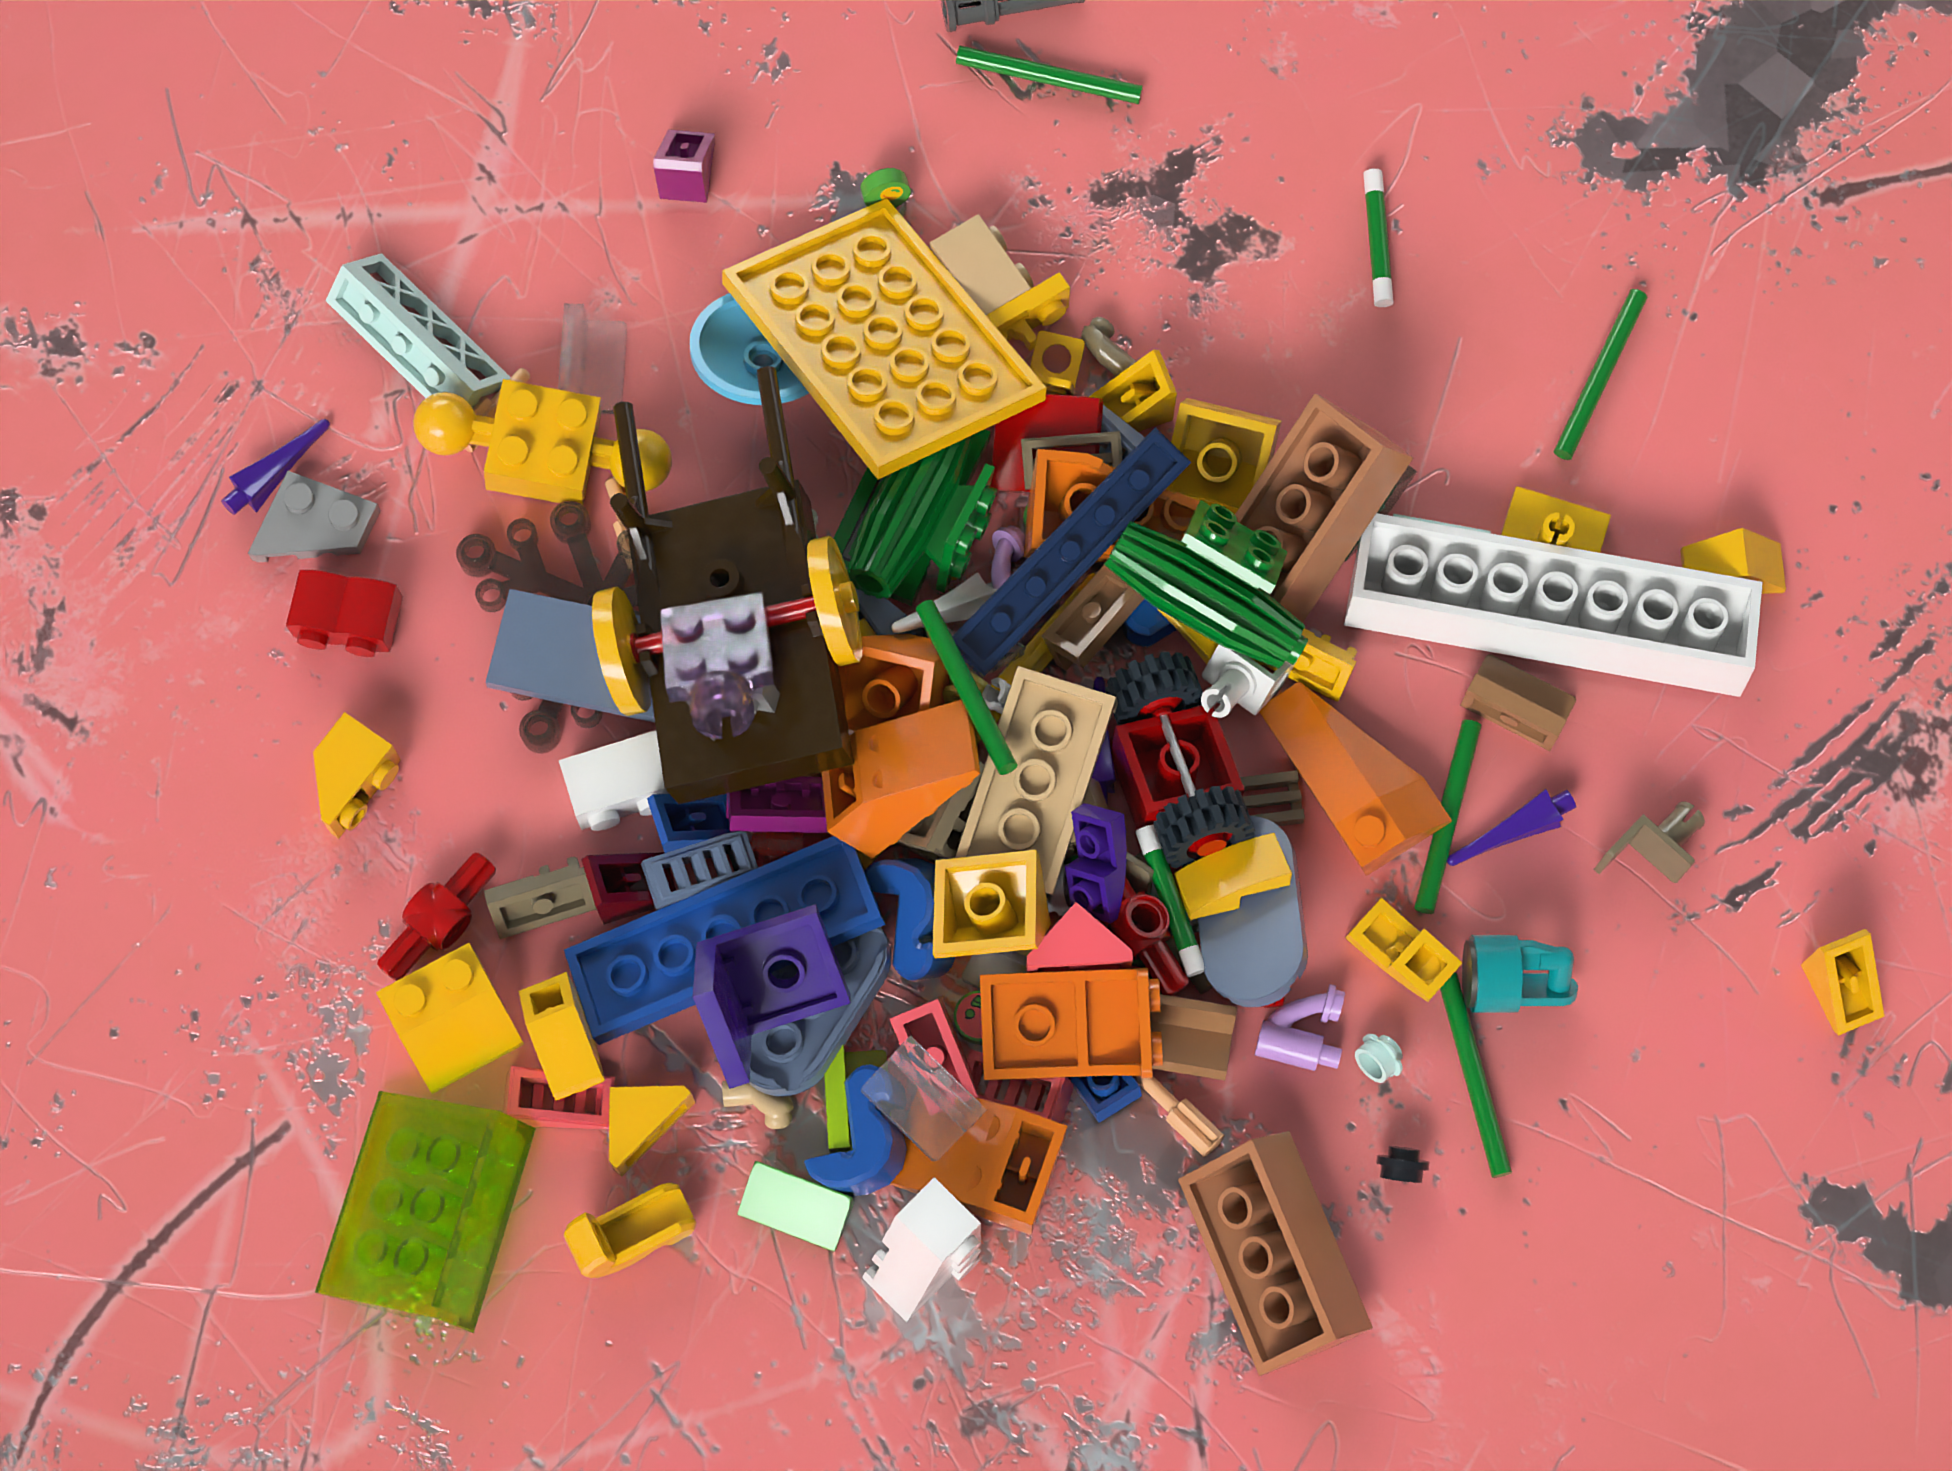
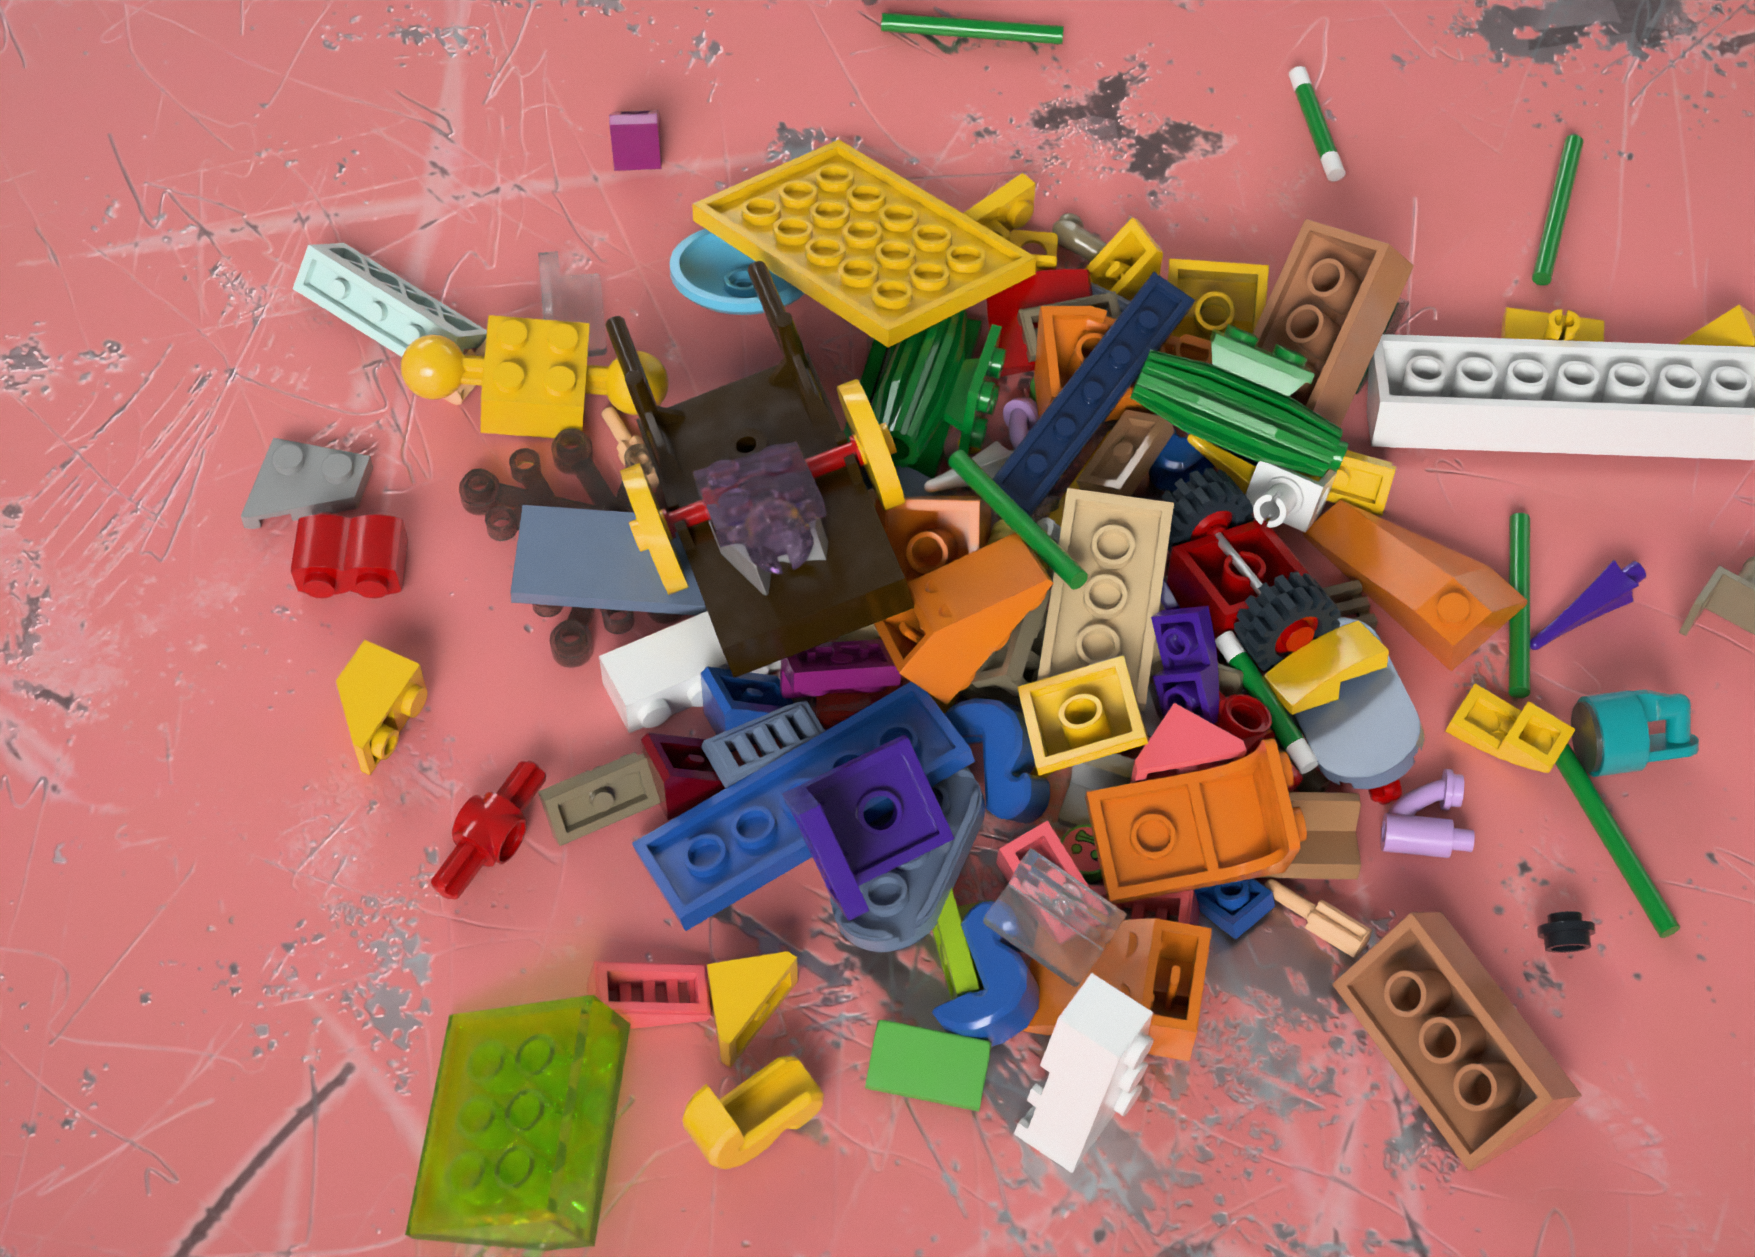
camera: 10 degrees left, 15 degrees down
(259, 480) = (244, 450): dark purple piece -> none
(450, 1018) = (518, 924): yellow slope -> none
(561, 1036) = (647, 919): yellow slope -> none
(775, 1108) = (854, 960): tan arm -> none
(884, 184) = (836, 125): bright green tile -> none
(981, 265) = (943, 174): tan brick -> none
(1379, 1057) = (1513, 834): light aqua plate -> none
(1518, 702) = (1561, 495): medium nougat panel -> none

